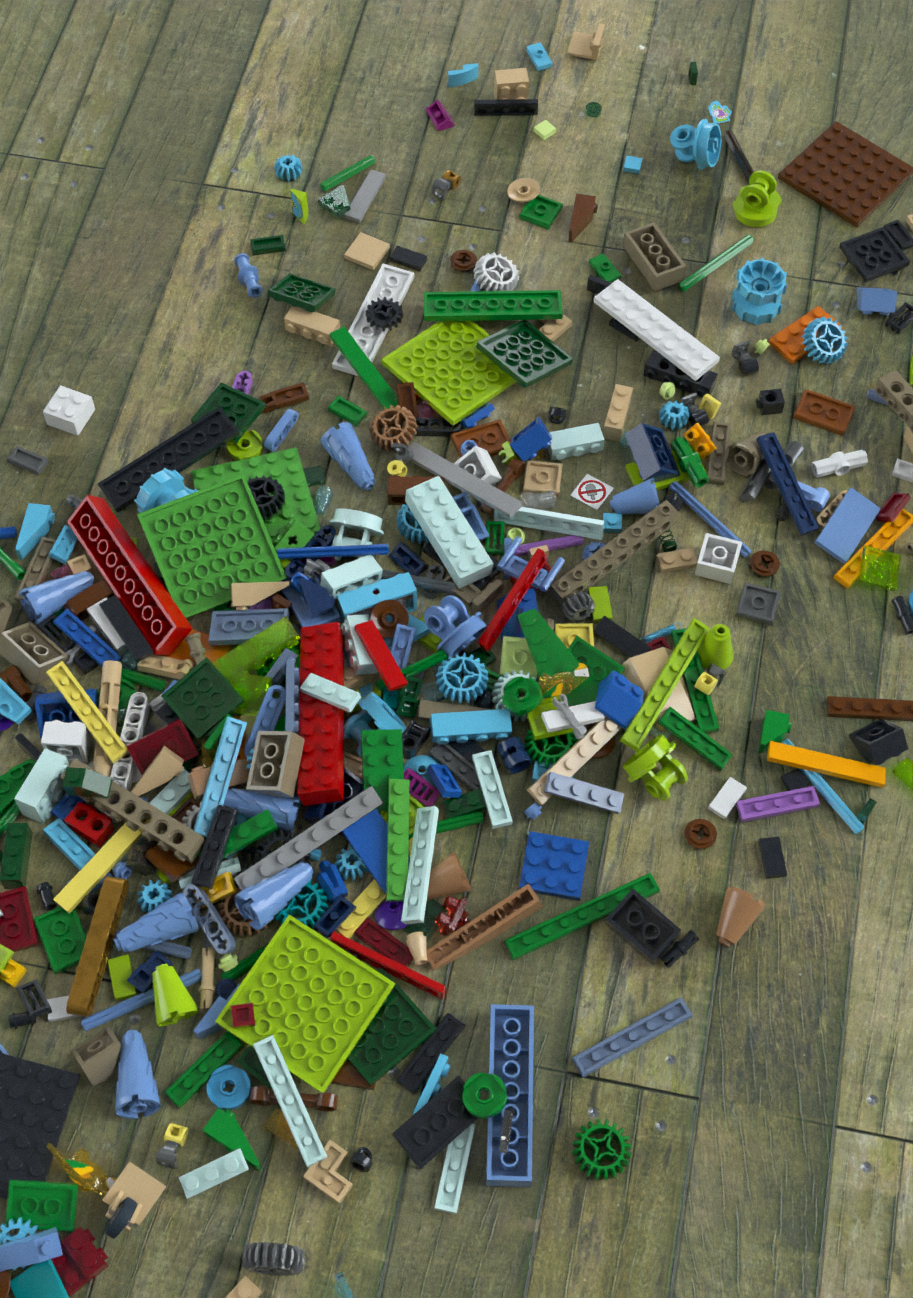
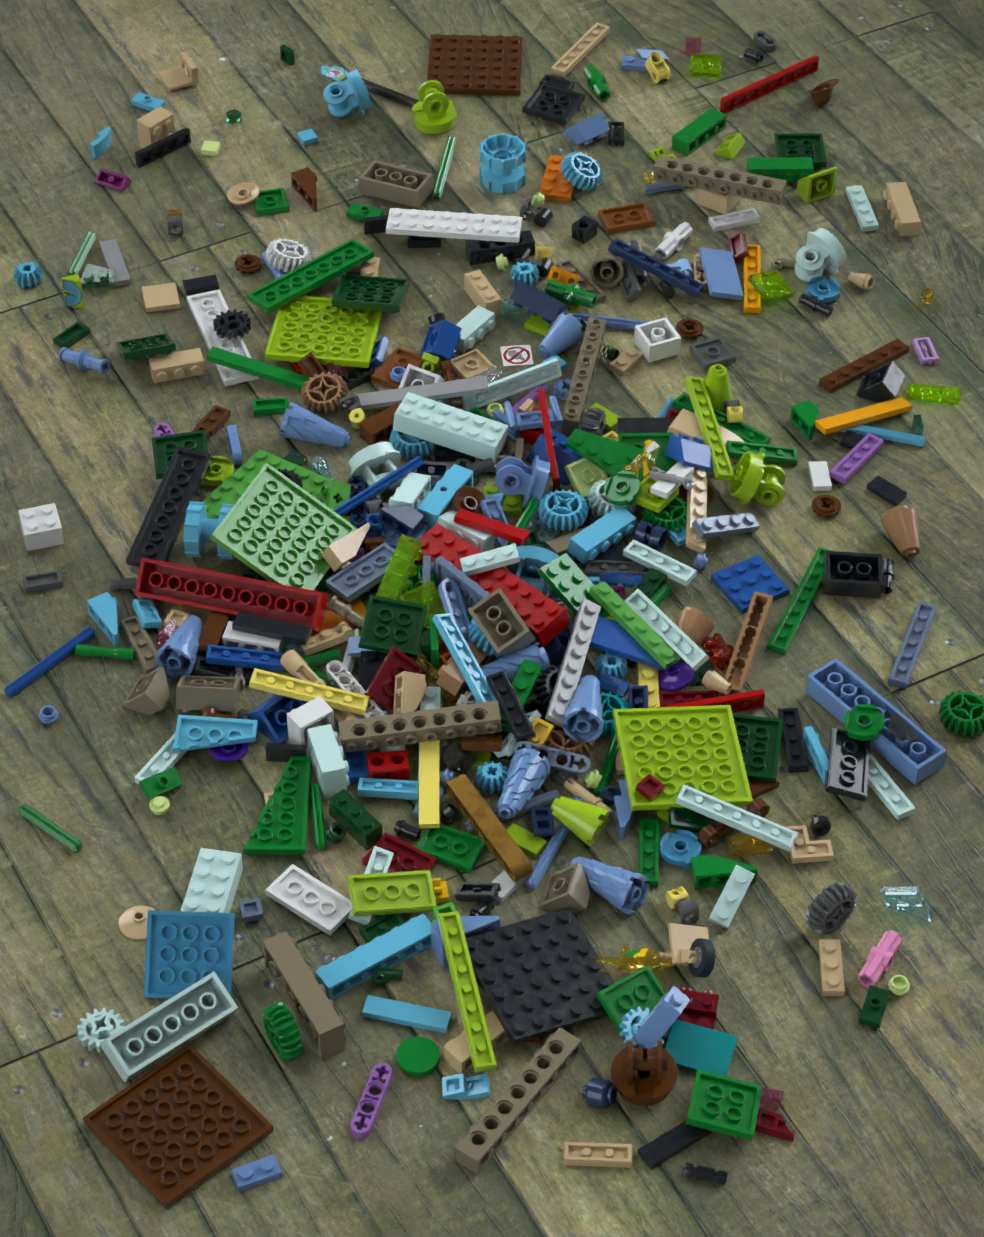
camera: 40 degrees left, 15 degrees down
(86, 783) = (370, 725): dark green slope -> none

